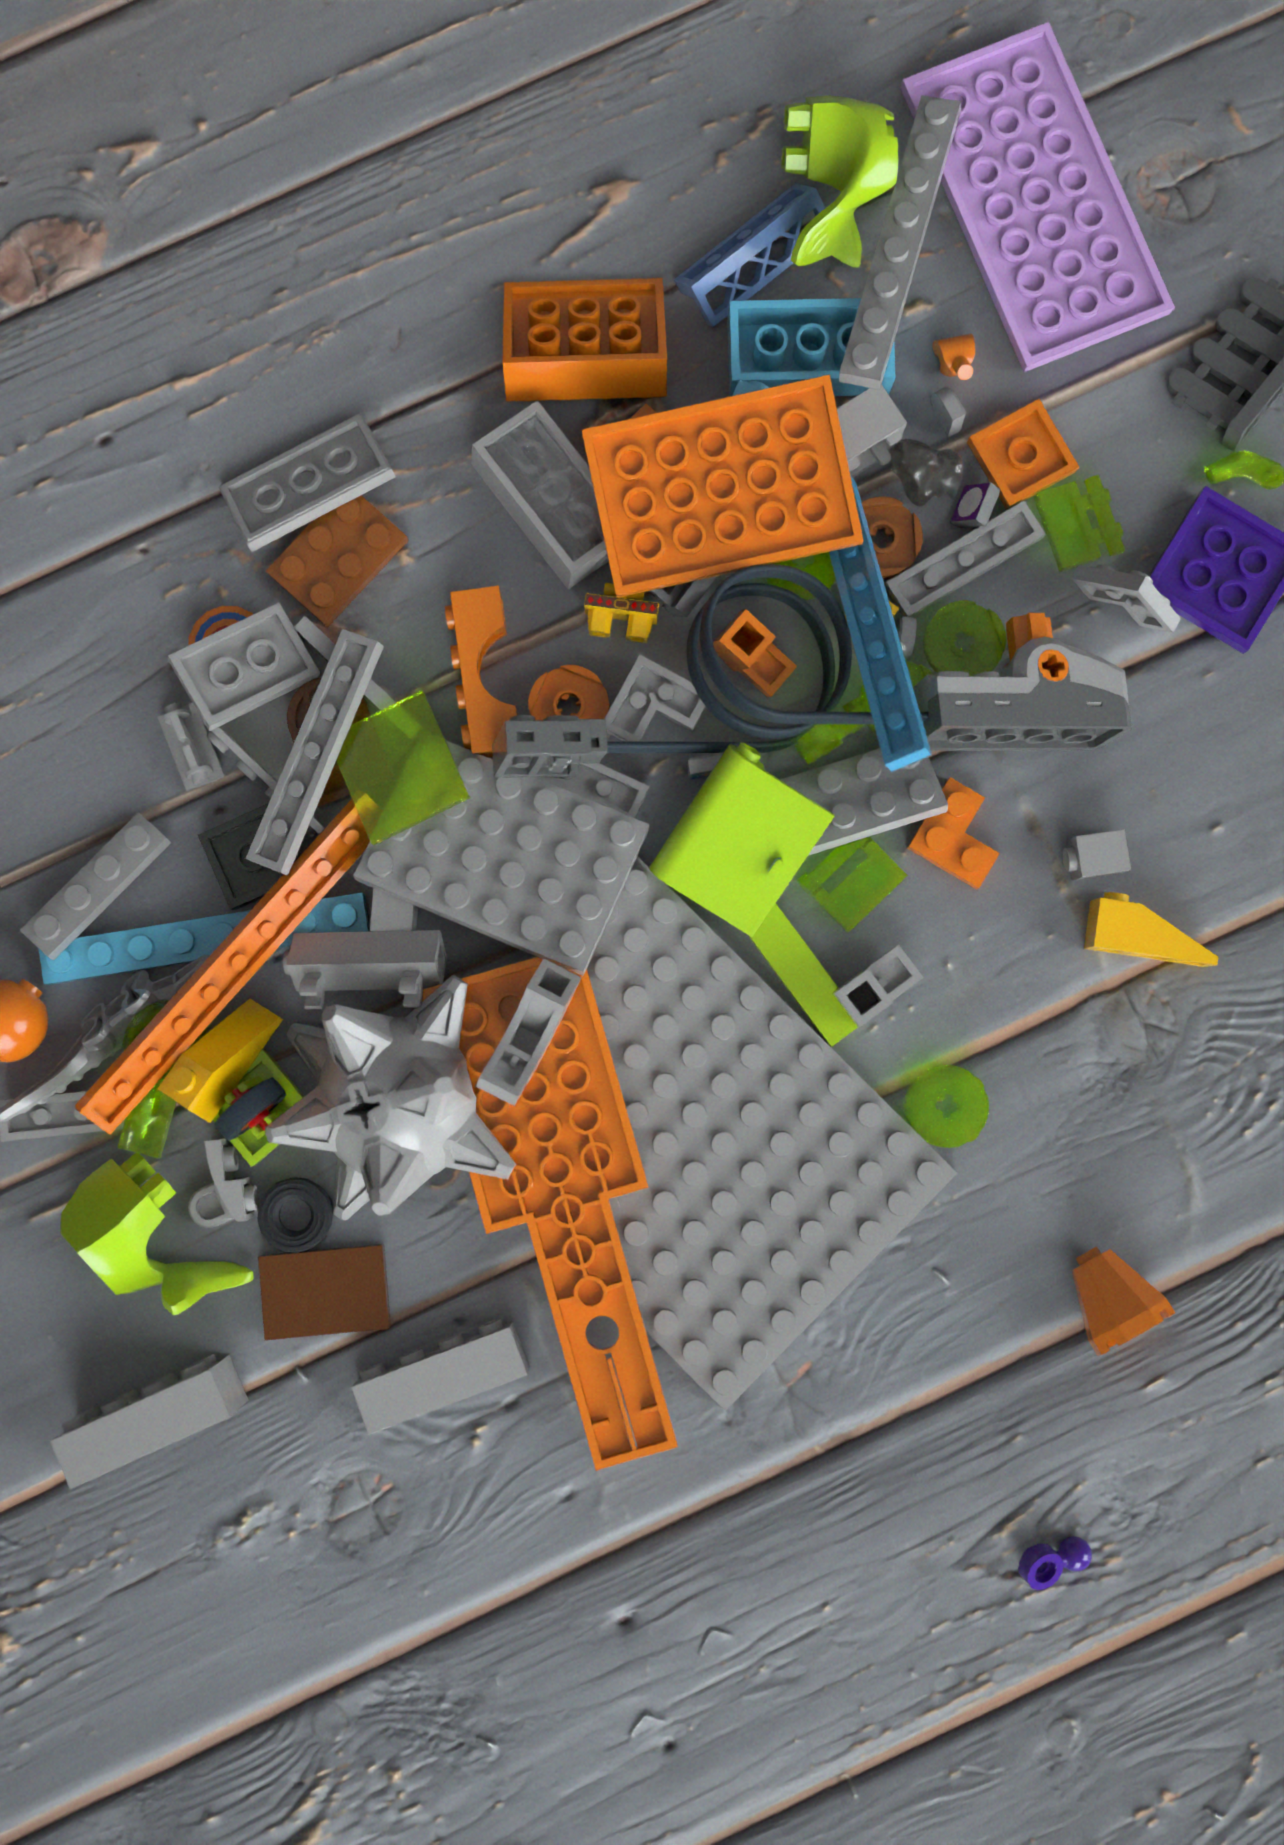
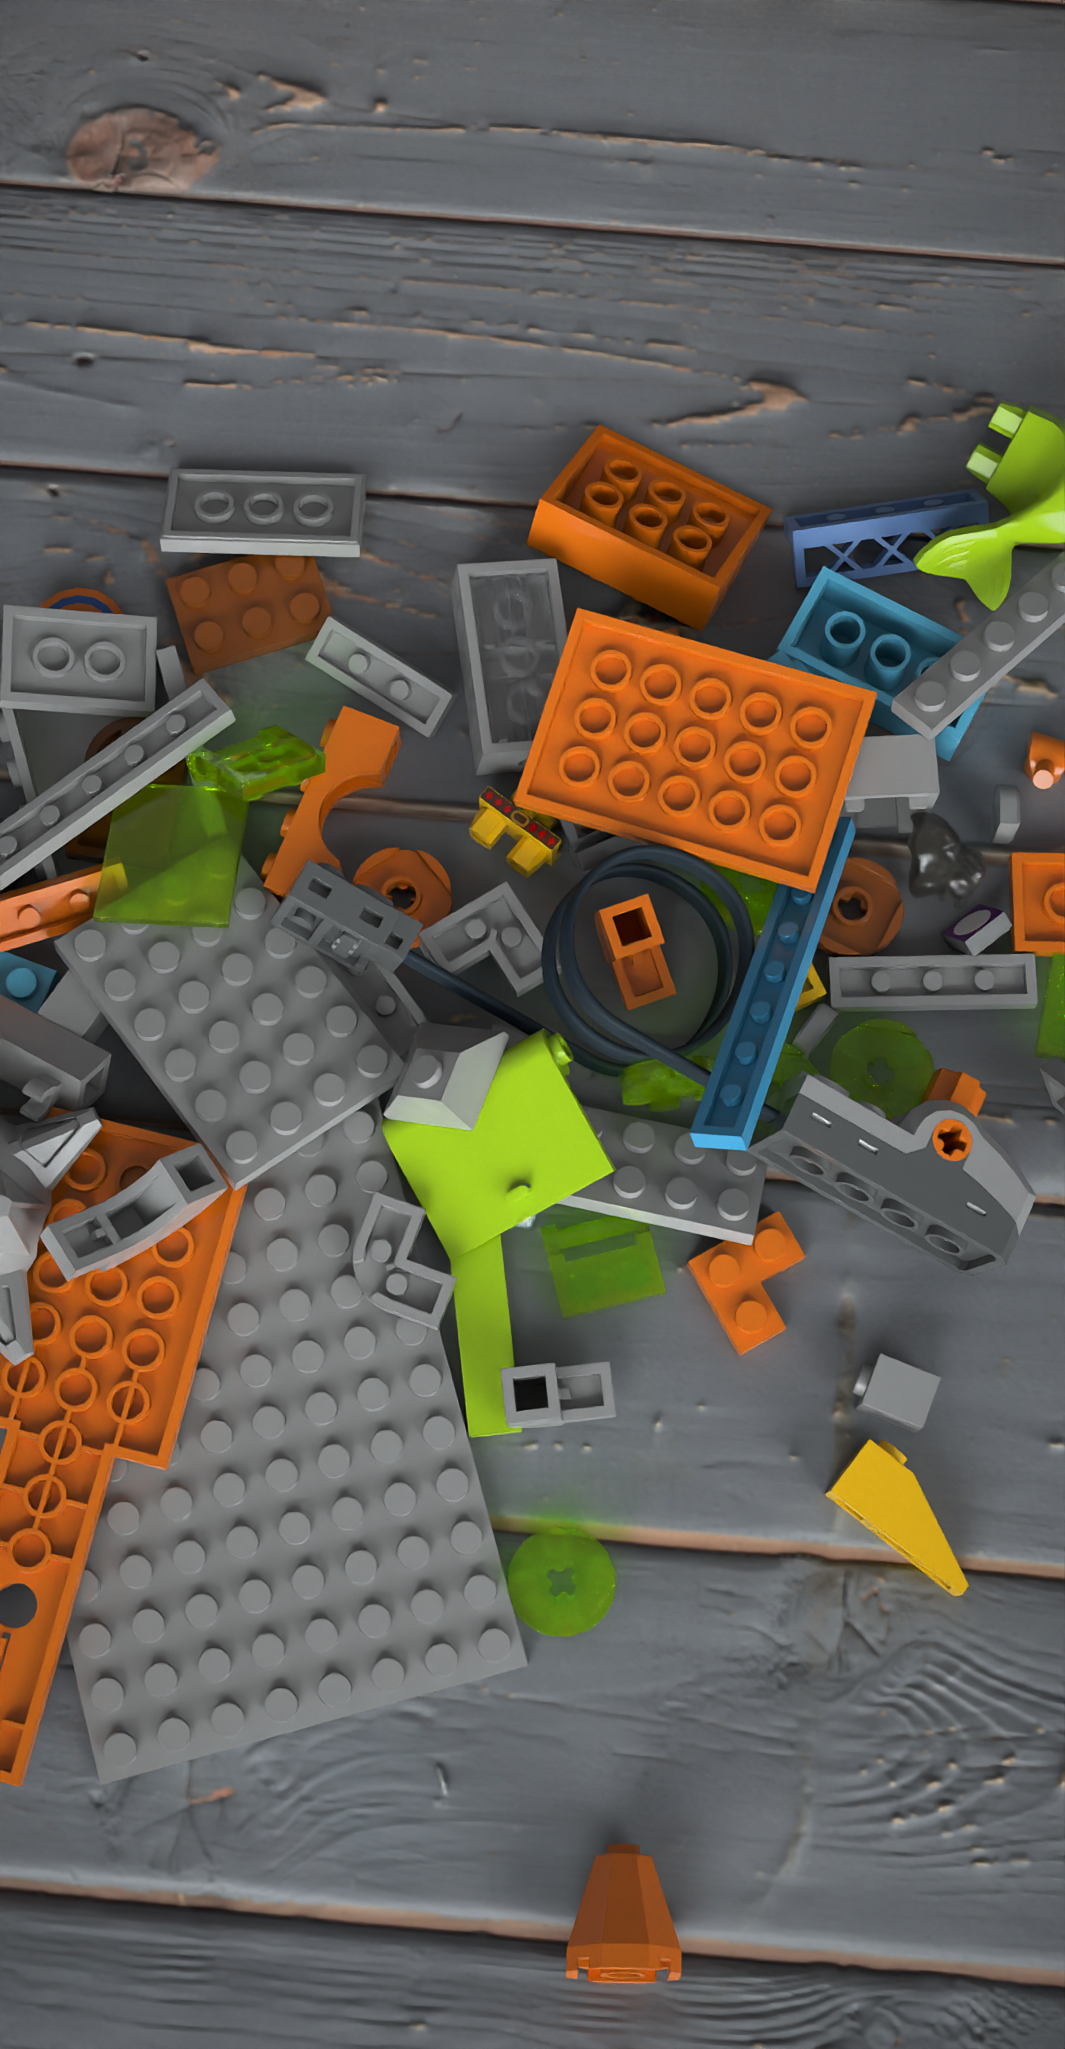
camera: 30 degrees right, 10 degrees down
(417, 668) = (258, 764): none -> clear neon green plate
(461, 555) = (381, 676): none -> light grey plate
(680, 814) = (446, 1075): none -> light grey slope
(713, 969) = (384, 1266): none -> light grey plate

